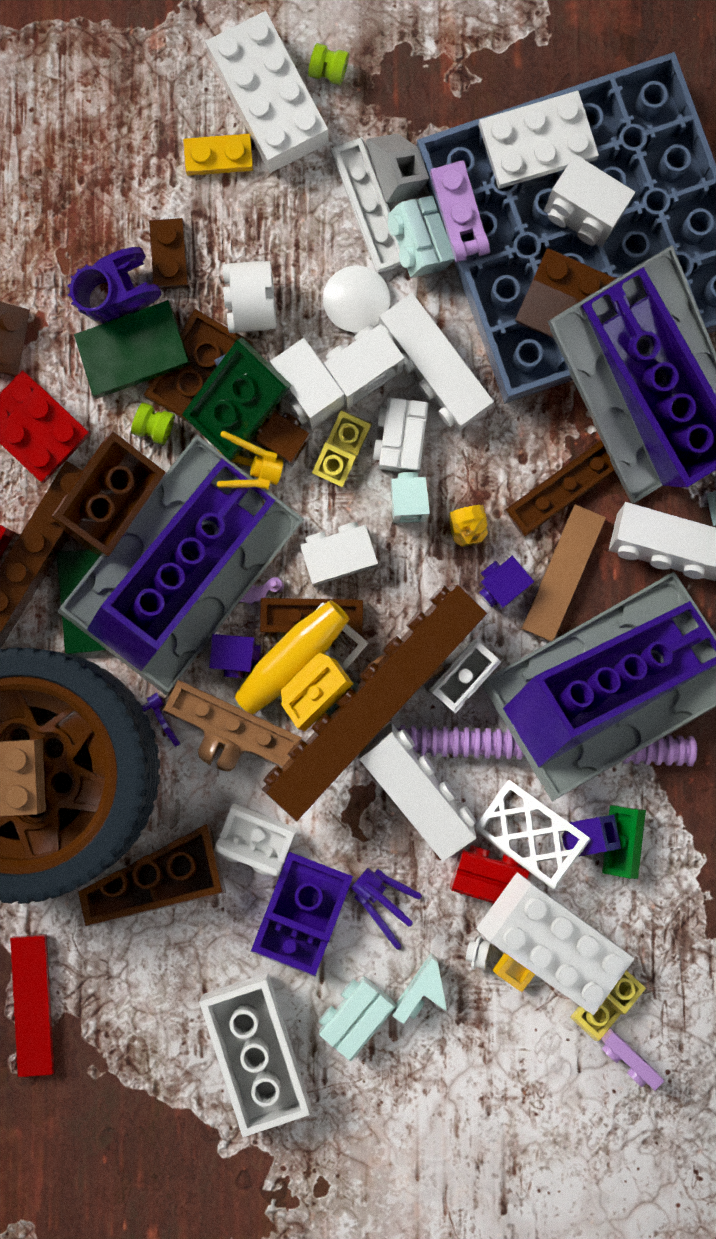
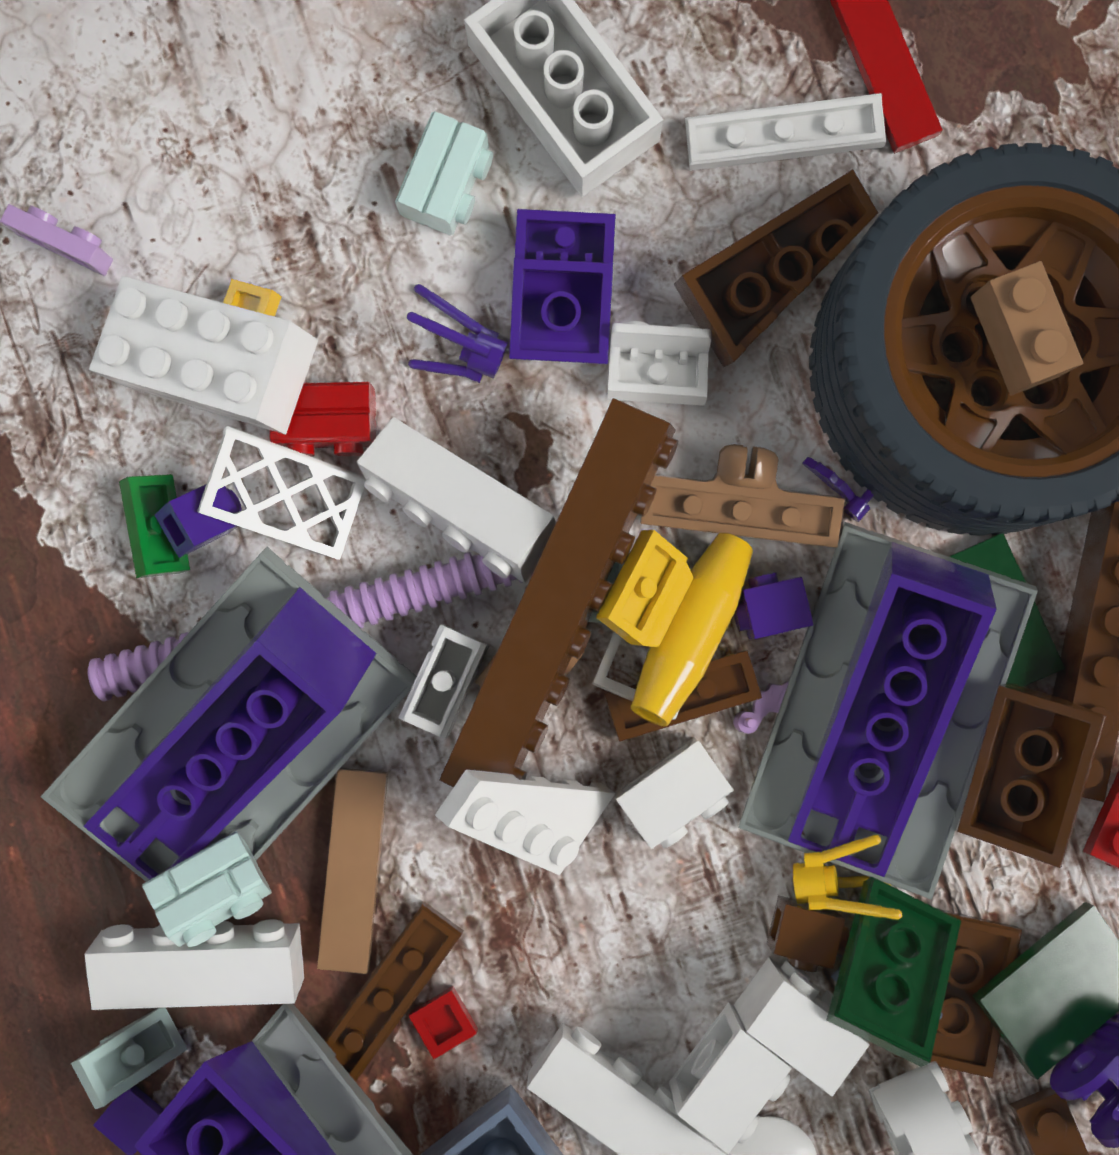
camera: 170 degrees right, 0 degrees up
(117, 971) = (785, 132): none -> white tile
(156, 425) = (992, 893): lime wheel -> none
(342, 448) = (718, 945): light yellow slope -> none
(402, 435) = (640, 993): white brick -> none
(409, 498) = (600, 905): light aqua slope -> none
(425, 983) = (367, 246): light aqua slope -> none
(437, 571) = (525, 817): none -> white wing
(468, 525) = (506, 895): yellow rock -> none
(479, 953) = (306, 311): white plate -> none
(503, 582) = (424, 836): dark purple brick -> none
(535, 456) = (443, 1022): none -> red tile
(617, 1003) = (94, 307): light yellow slope -> none
(657, 591) = (207, 891): none -> light aqua brick

